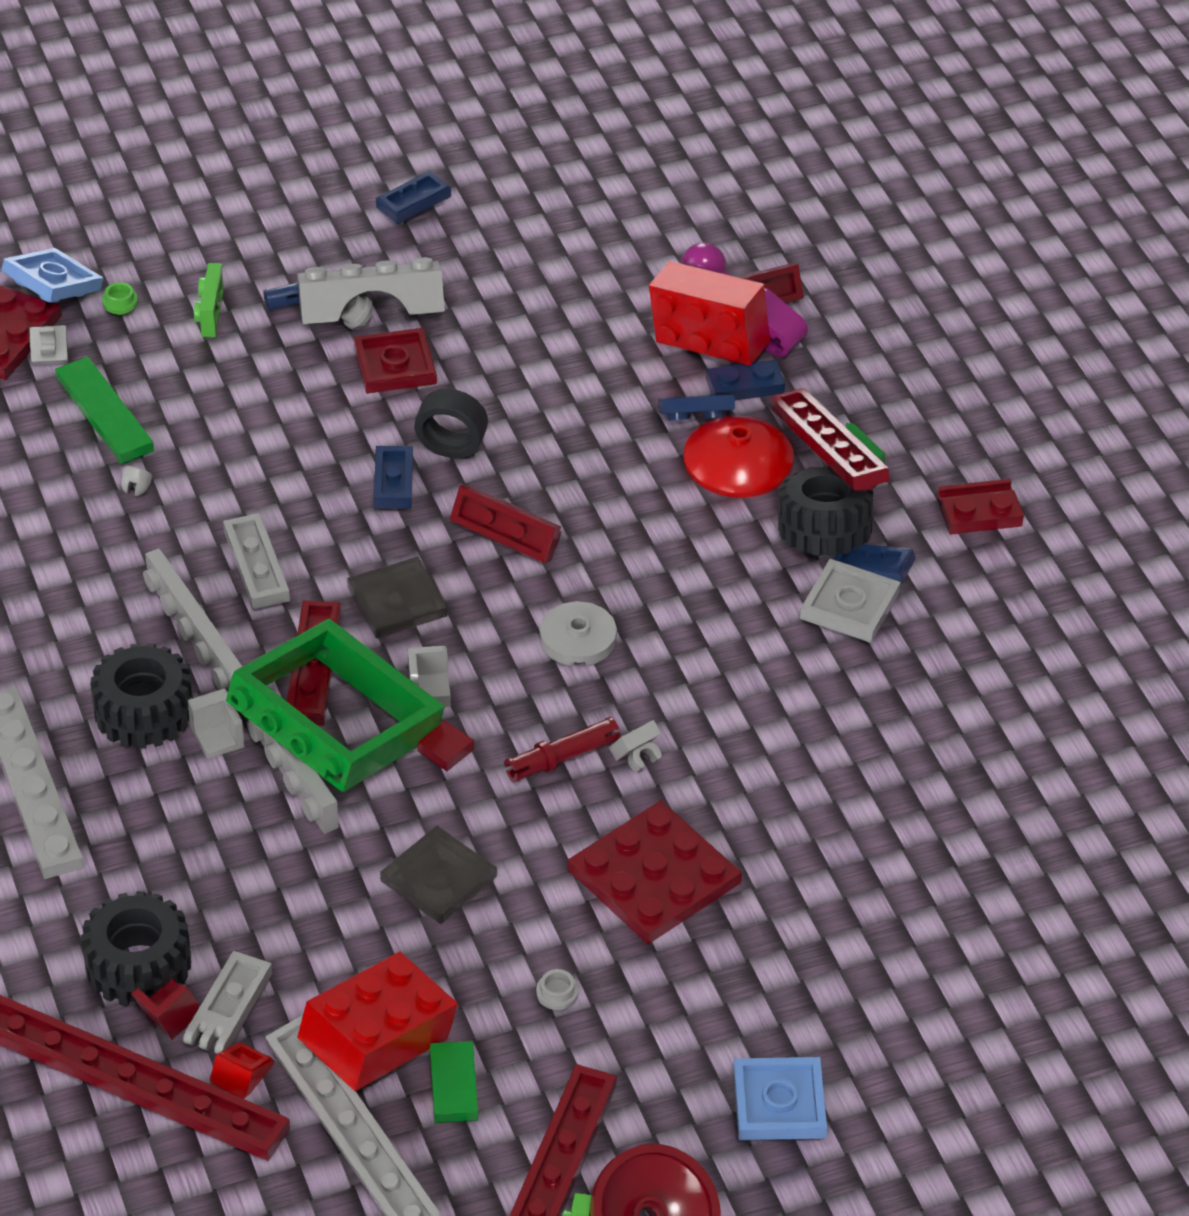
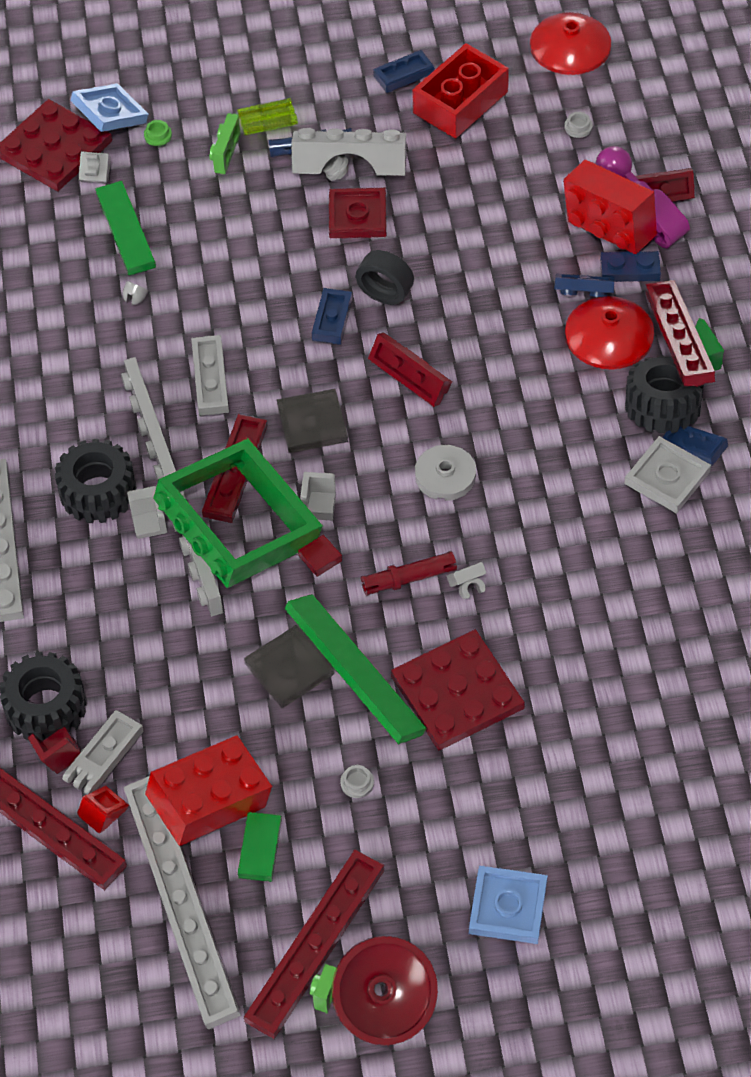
camera: 15 degrees right, 10 degrees up
(255, 266) = (267, 113): none -> clear neon green tile
(491, 209) = (460, 90): none -> red brick
(523, 864) = (355, 669): none -> green tile
(609, 147) = (570, 43): none -> red dish
(643, 233) = (578, 125): none -> light grey plate

